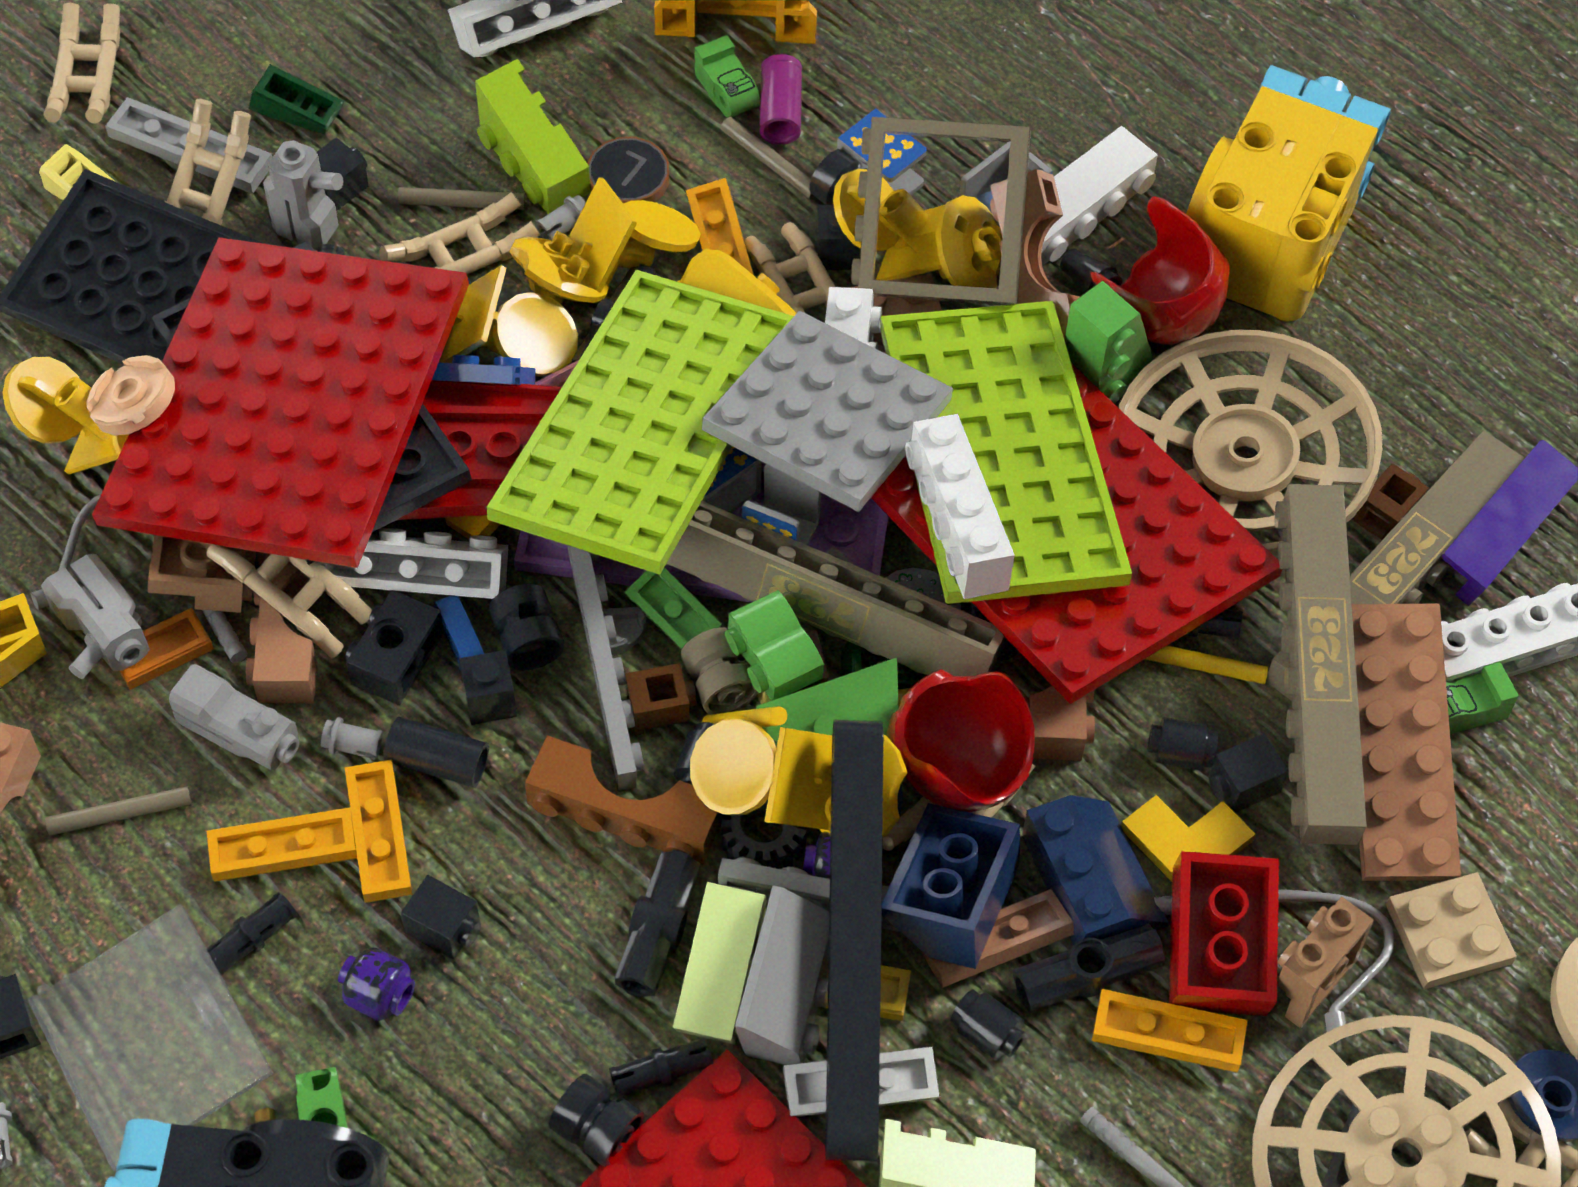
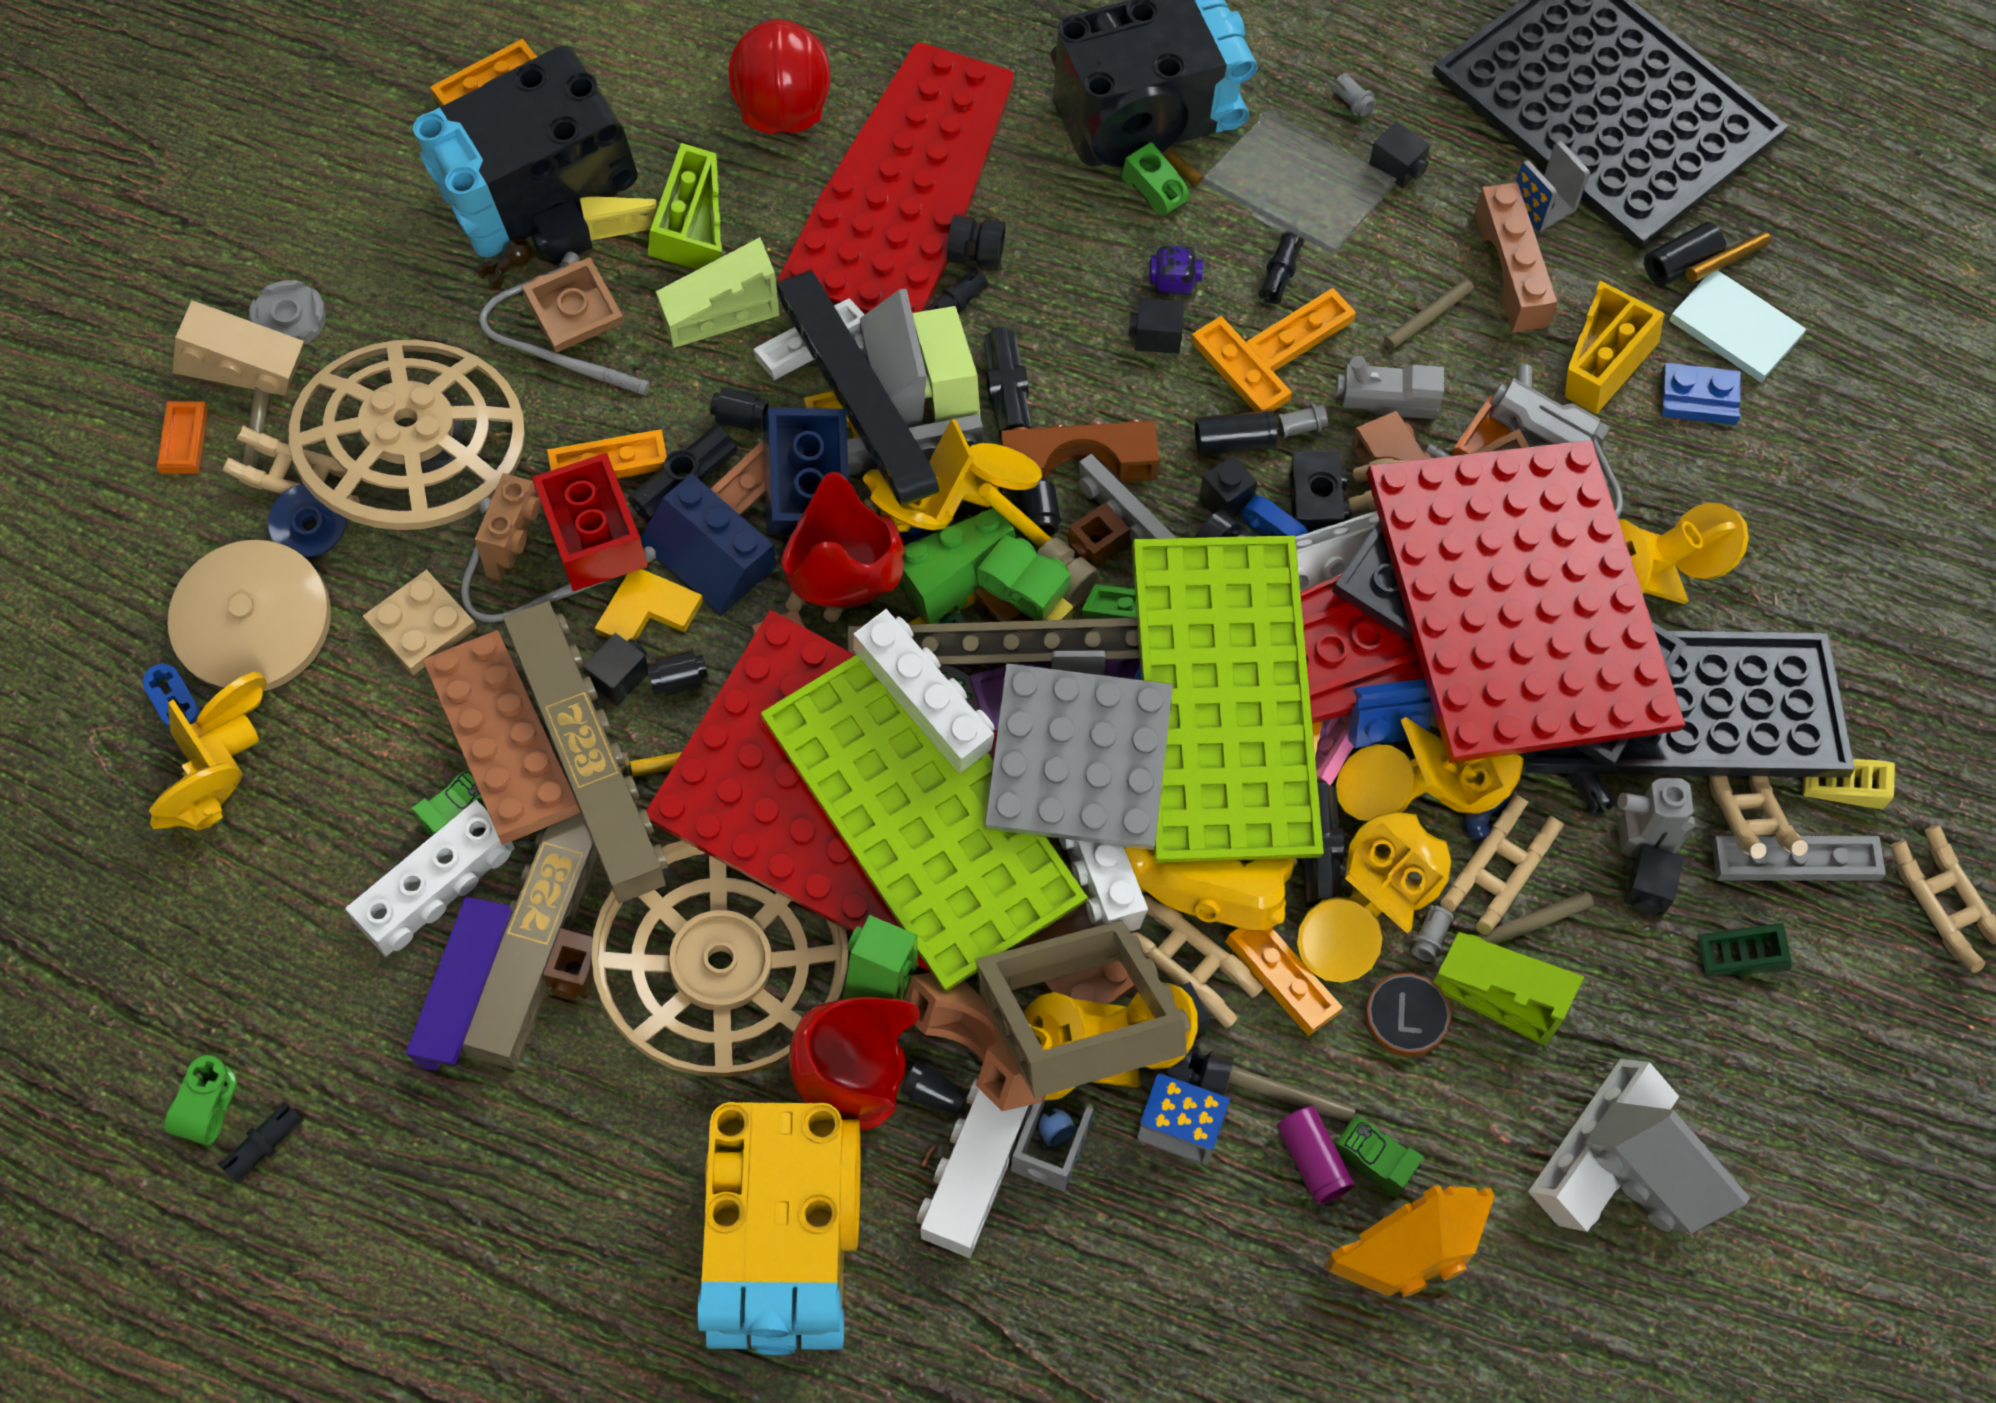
camera: 155 degrees right, 5 degrees up
(131, 395) = (1637, 539): light nougat tile -> none

